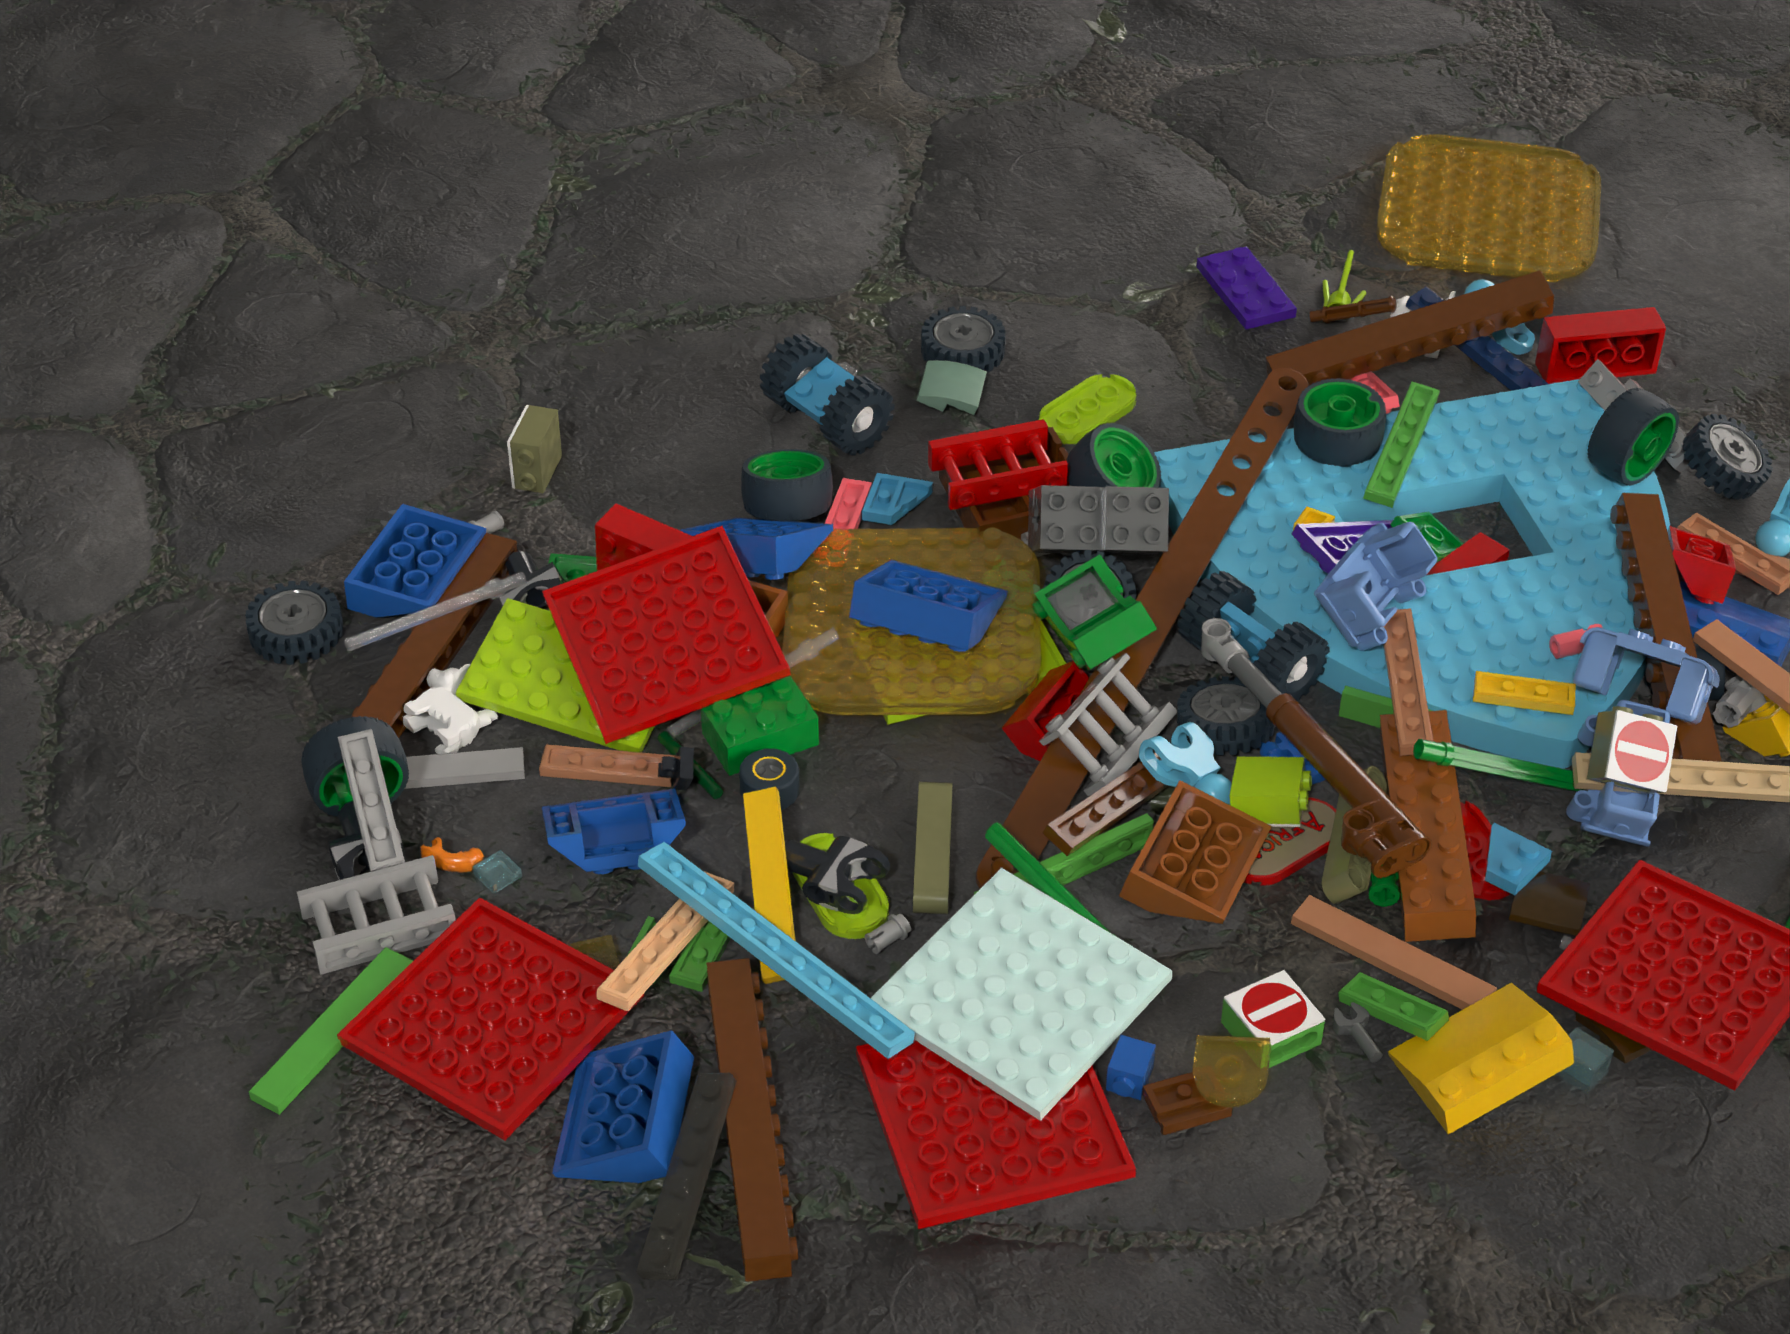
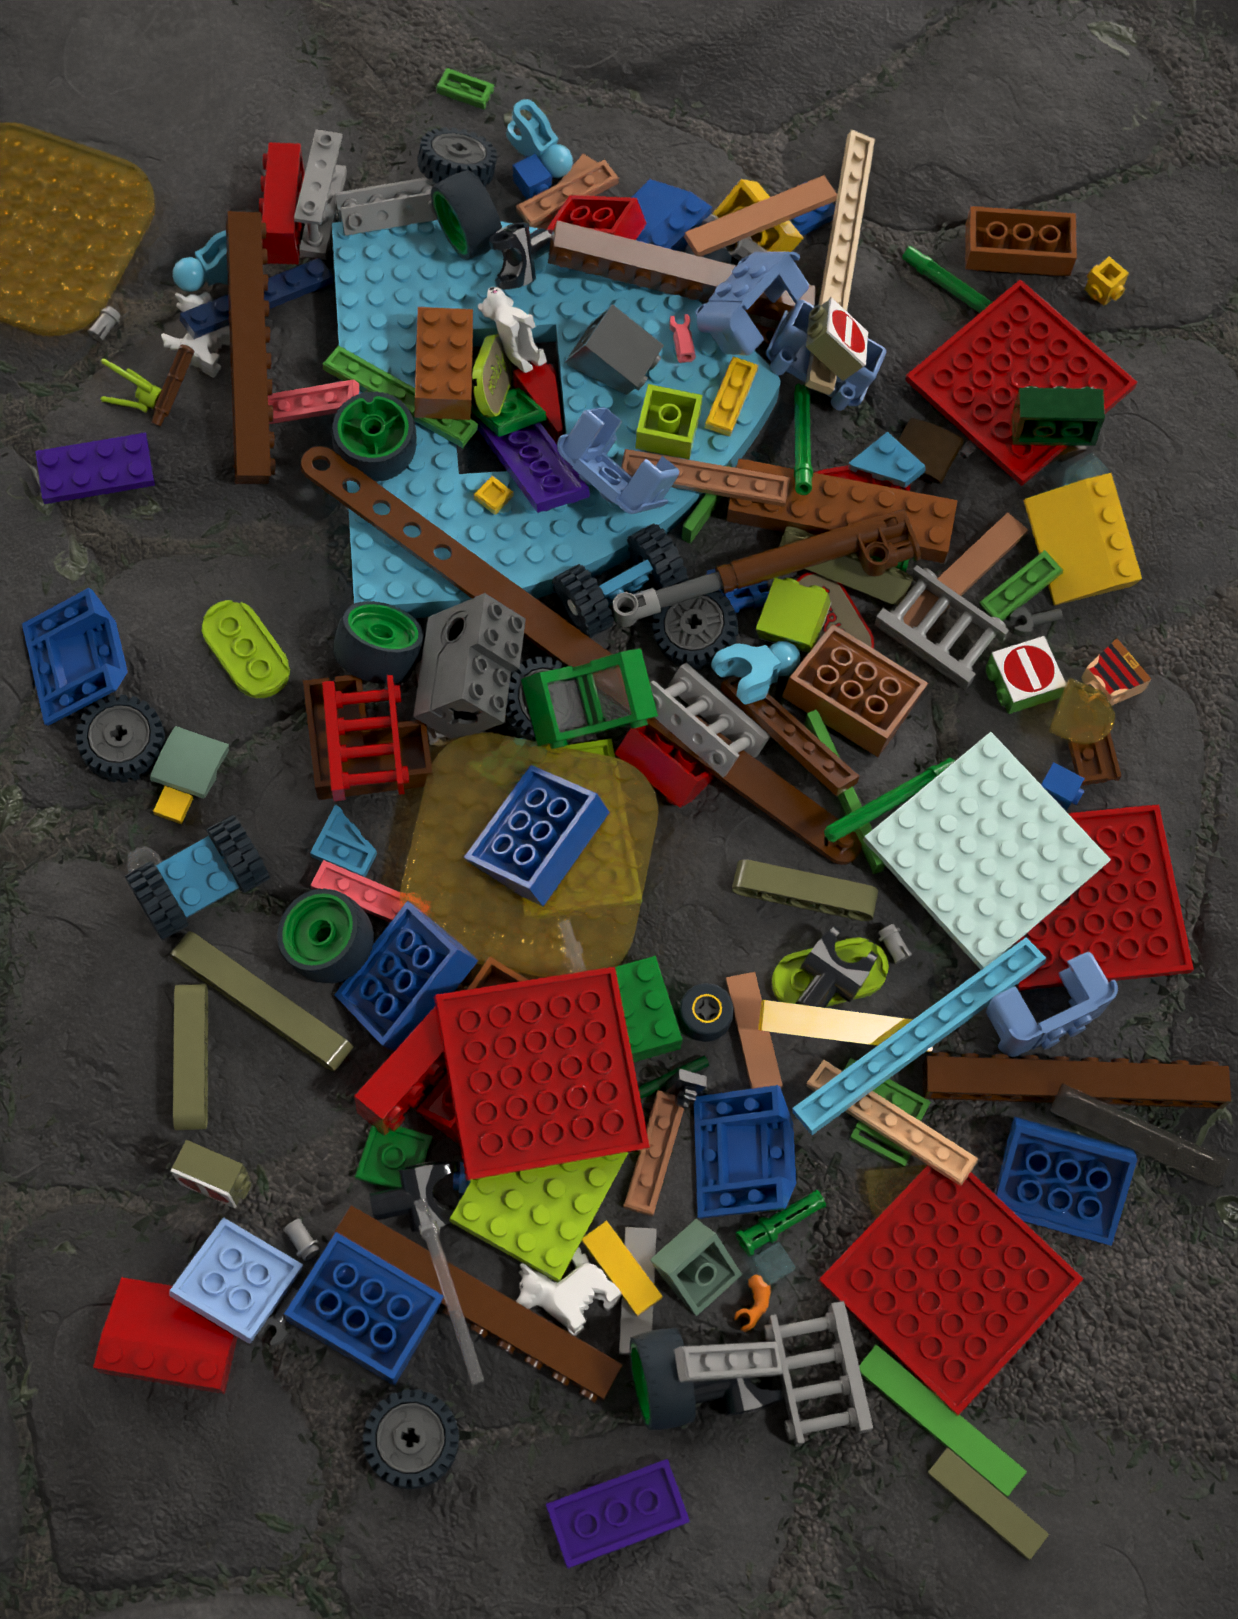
camera: 85 degrees left, 25 degrees up
(225, 776) = (617, 1513): none -> dark purple plate
(232, 1086) = (988, 1504): none -> olive tile
(382, 458) = (163, 1340): none -> red slope
(436, 480) = (236, 1280): none -> light blue plate
(475, 744) = (622, 1268): none -> yellow tile
(484, 803) = (696, 1266): none -> sand green slope
(534, 859) = (765, 1226): none -> green pin
(652, 430) = (190, 1057): none -> olive beam
(717, 465) = (261, 1001): none -> olive beam
(731, 833) = (755, 1044): none -> nougat tile
(838, 1093) = (1089, 998): none -> medium blue container
(905, 386) = (173, 805): none -> yellow tile
(1041, 302) = (74, 655): none -> blue slope
(1283, 907) = (938, 654): none -> light grey fence
(1303, 1110) = (1116, 674): none -> torso
(1406, 266) = (107, 319): none -> light grey pin
(1448, 455) = (444, 363): none -> dark orange brick
(1457, 631) = (668, 421): none -> lime brick
(1458, 503) = (492, 375): none -> tile
(1520, 507) = (513, 328): none -> white animal
(1529, 579) = (616, 351): none -> dark grey slope
(1601, 494) = (519, 252): none -> black connector
(1631, 339) = (317, 196): none -> light grey fence
(1631, 979) = (1057, 416): none -> dark green brick
(1744, 520) = (531, 176): none -> blue brick

